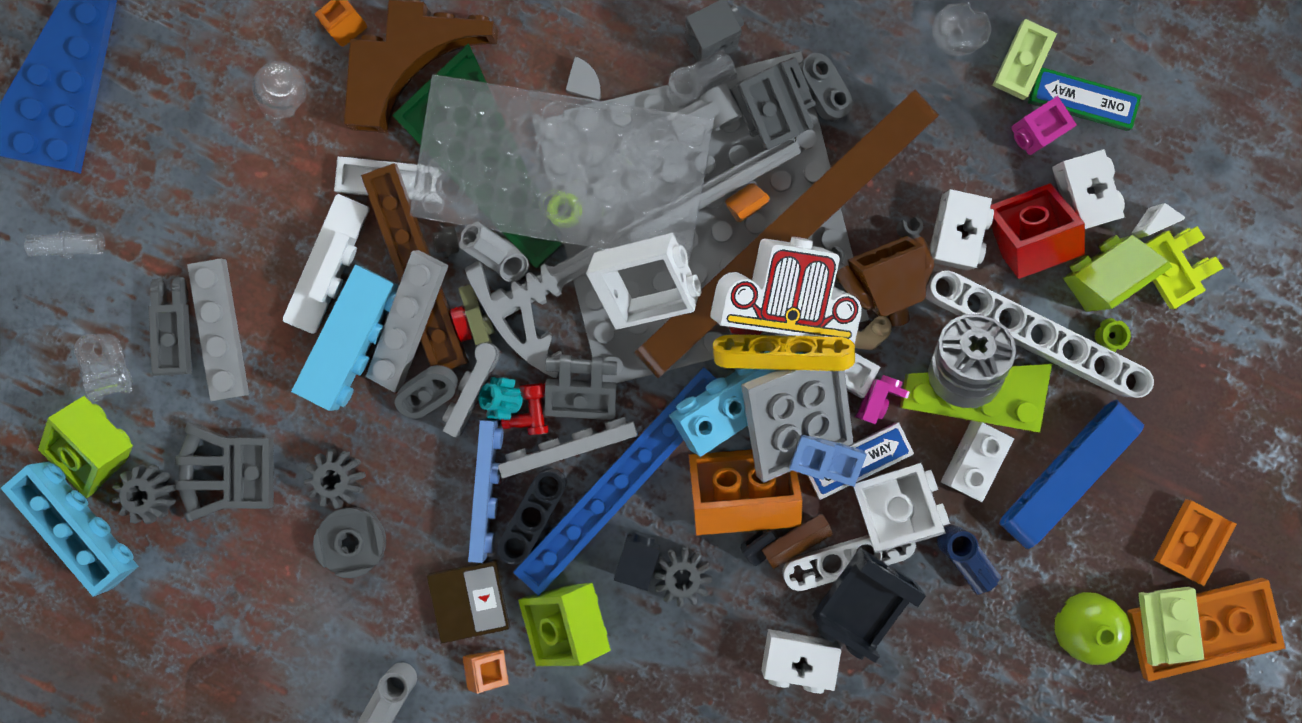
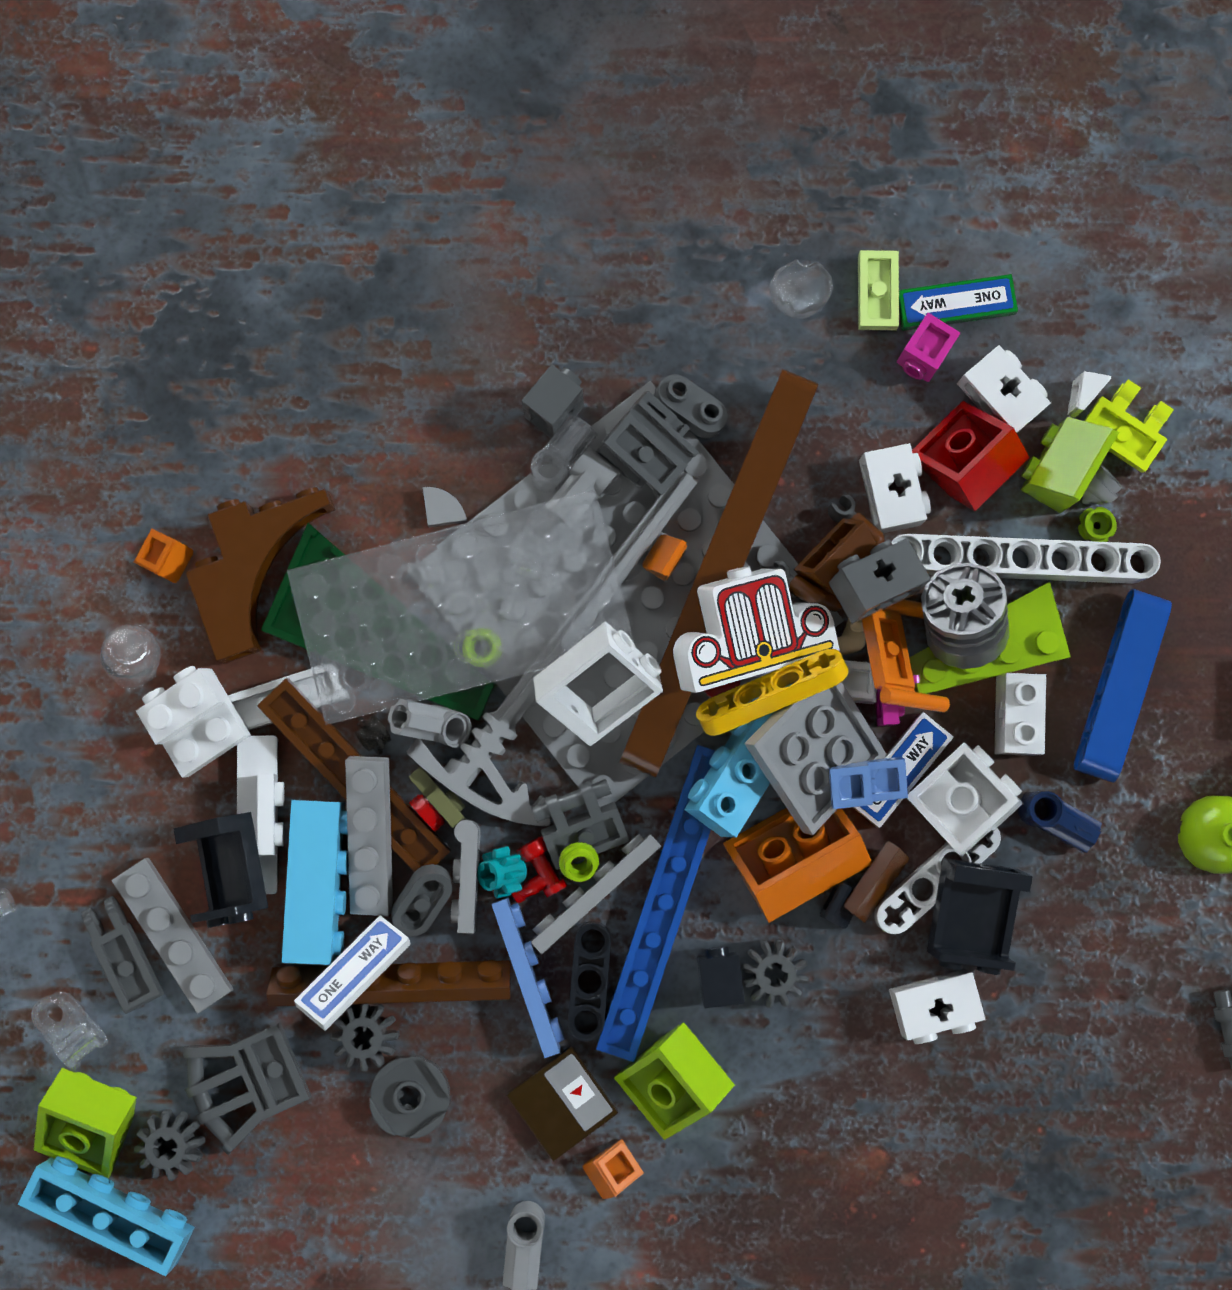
camera: 30 degrees left, 5 degrees down
(282, 298) = (228, 868): none -> black panel
(306, 163) = (193, 719): none -> white plate
(344, 425) = (352, 973): none -> tile
(372, 446) = (406, 983): none -> reddish brown plate
(565, 426) = (584, 870): none -> lime plate
(894, 364) = (891, 659): none -> orange plate
(914, 299) = (864, 594): none -> dark grey brick
(1131, 308) = (1101, 488): none -> light grey plate

